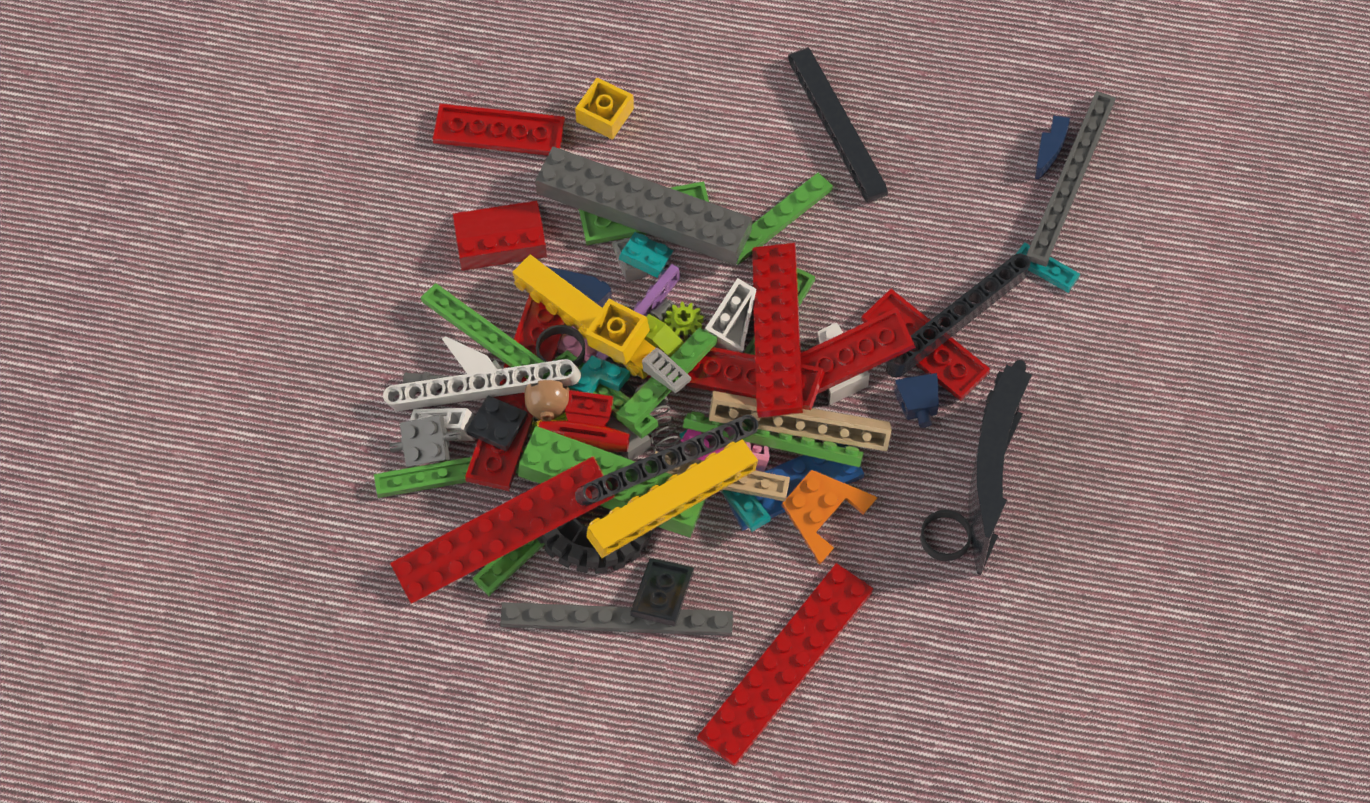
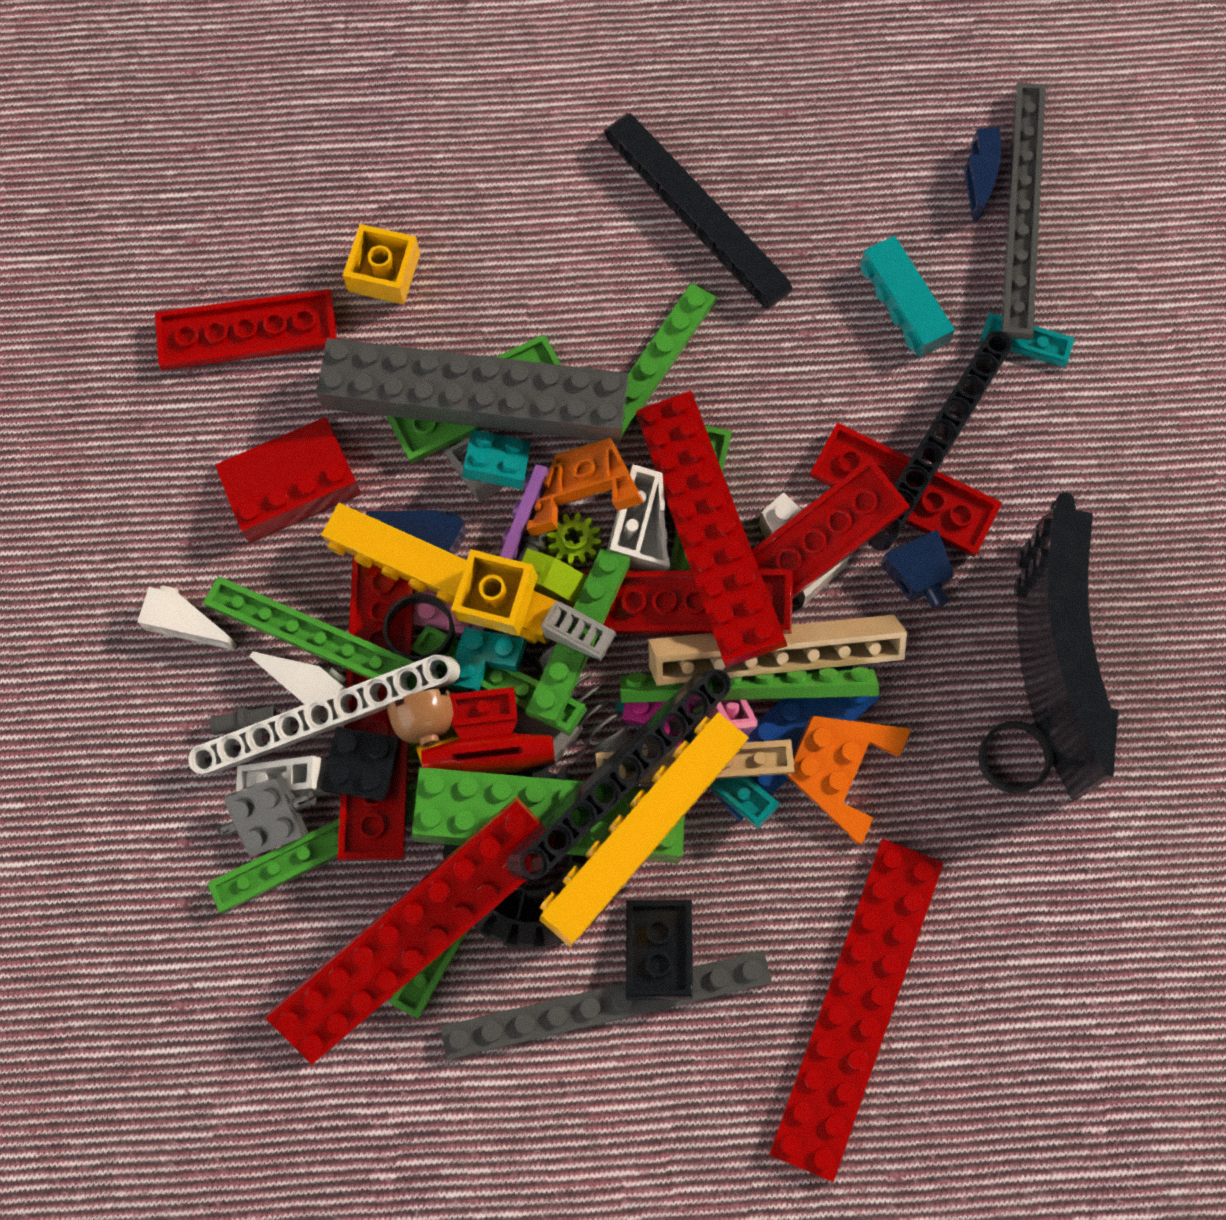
camera: 15 degrees left, 10 degrees up
(398, 303) = (172, 615): none -> white slope
(700, 277) = (581, 474): none -> orange wing
(967, 217) = (906, 297): none -> teal brick

